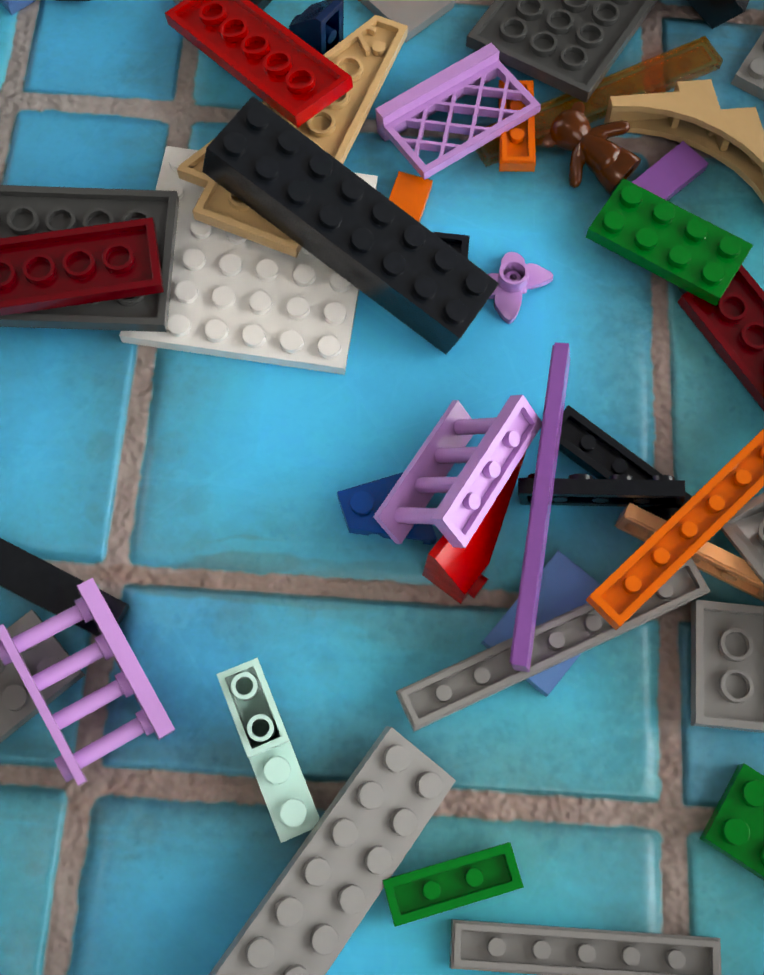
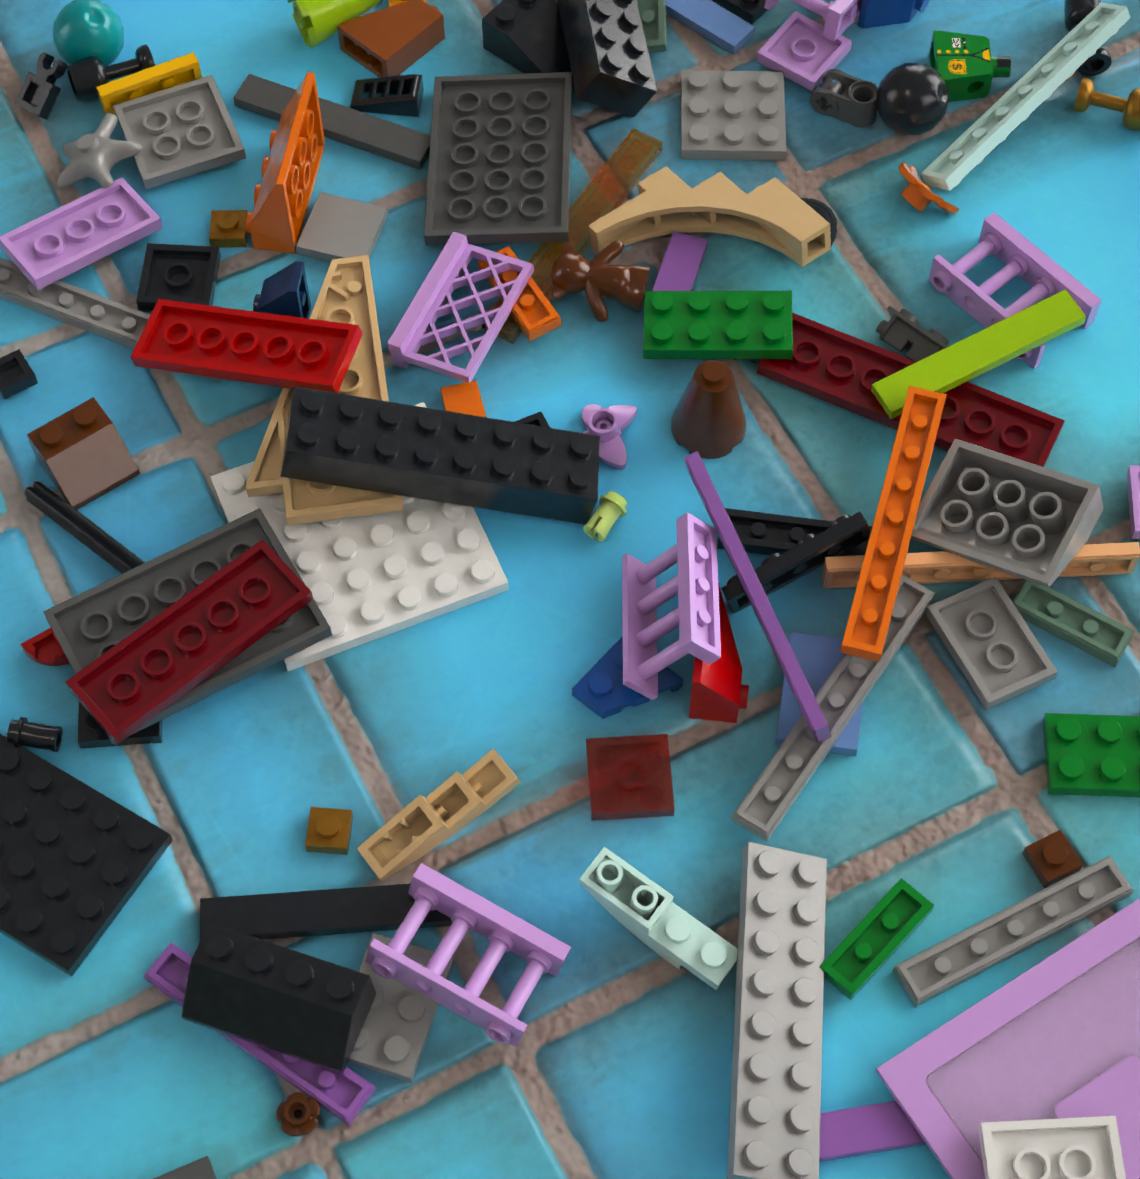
camera: 25 degrees left, 10 degrees down
(41, 132) = (81, 527): none -> black axle
(60, 497) = (329, 830): none -> pearl gold plate
(79, 73) = (83, 453): none -> reddish brown slope
(154, 538) = (438, 816): none -> tan slope
(333, 600) = (629, 777): none -> clear red plate
(465, 356) = (610, 509): none -> yellowish green pin
(611, 314) = (709, 412): none -> reddish brown cone
(664, 906) = (1052, 858): none -> reddish brown plate

